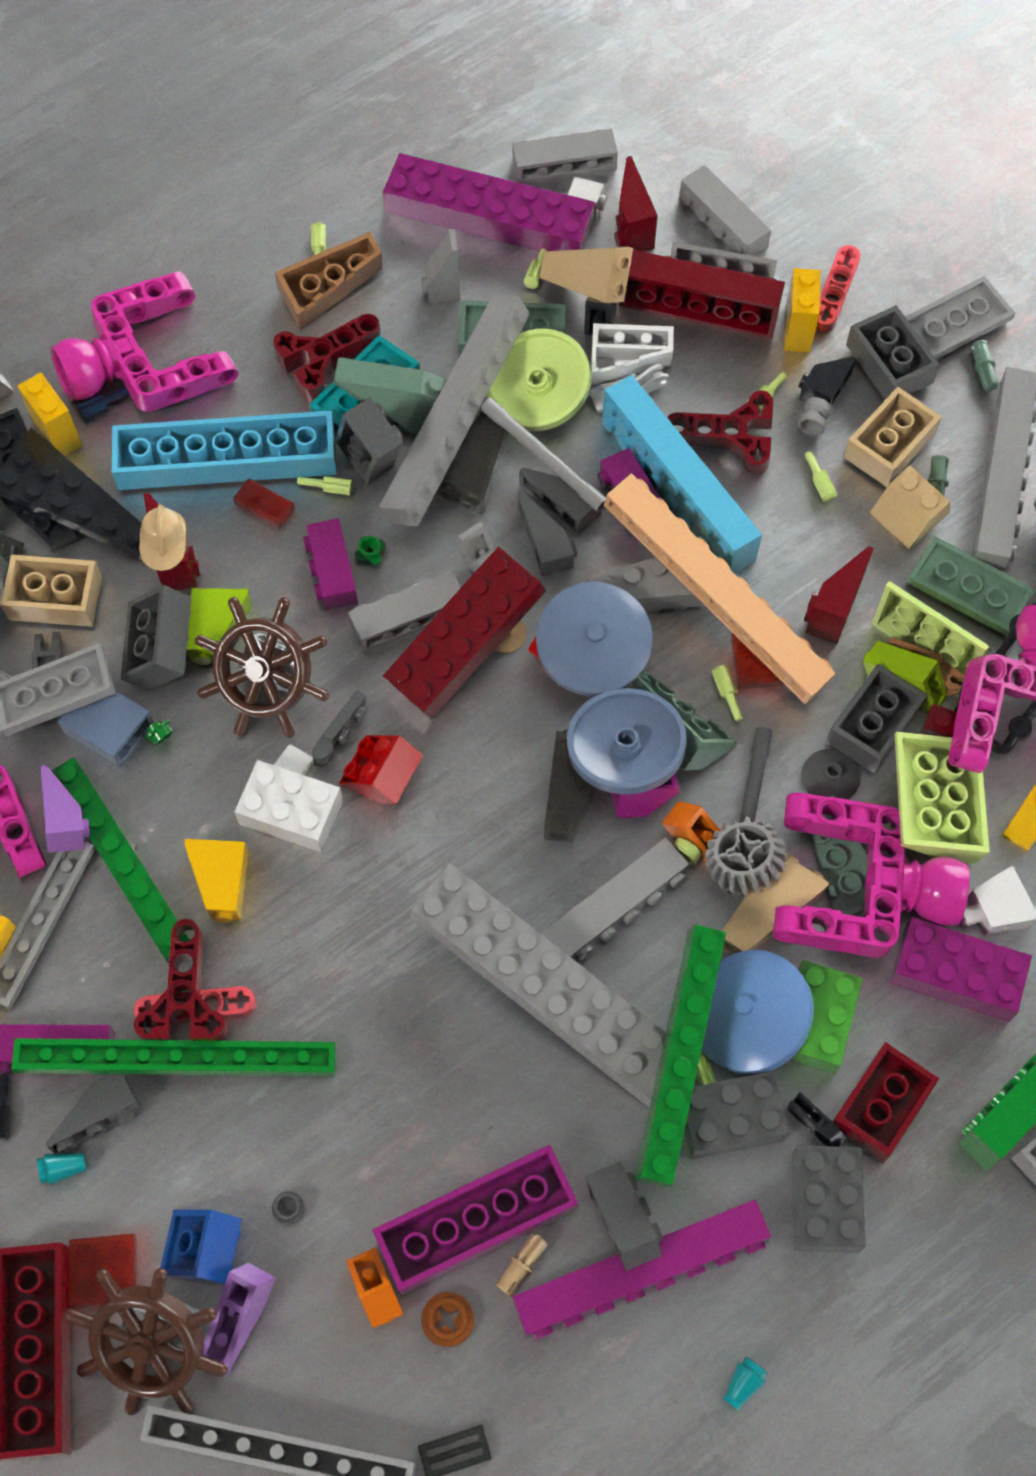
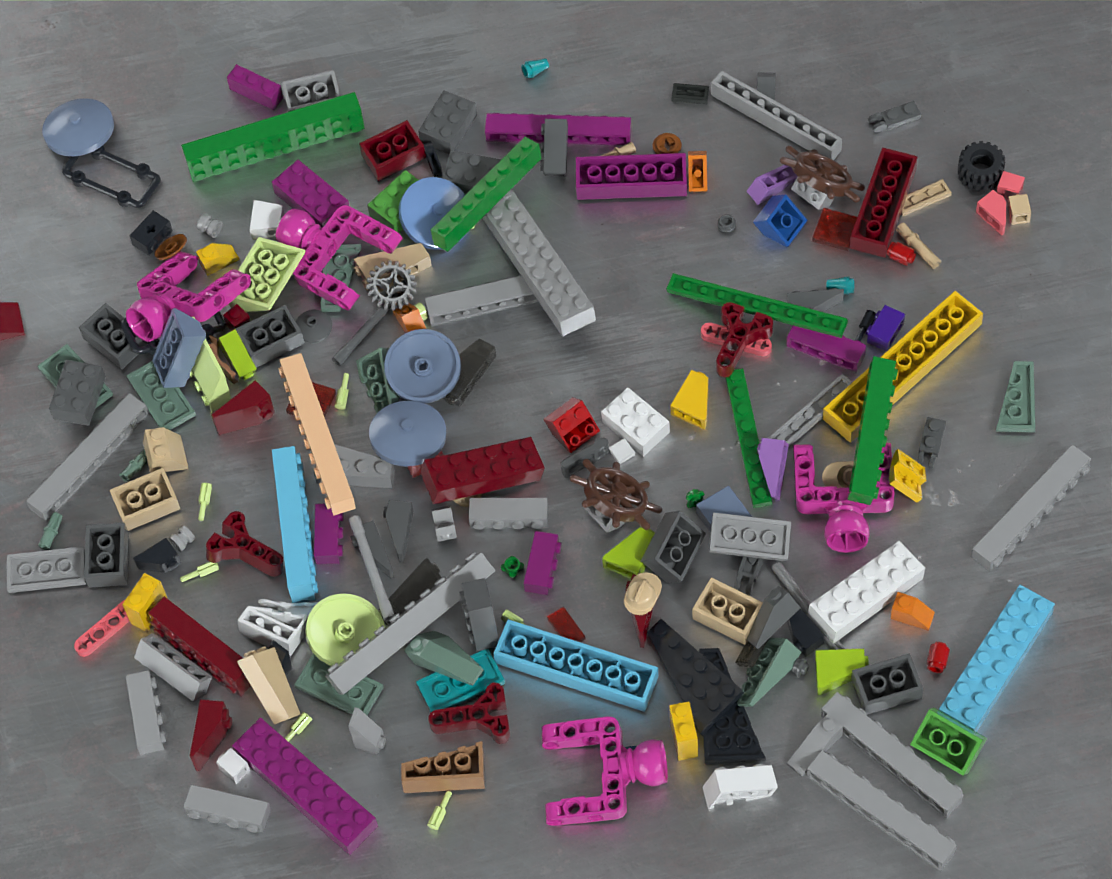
camera: 150 degrees left, 5 degrees down
(975, 607) = (178, 349): none -> sand blue slope

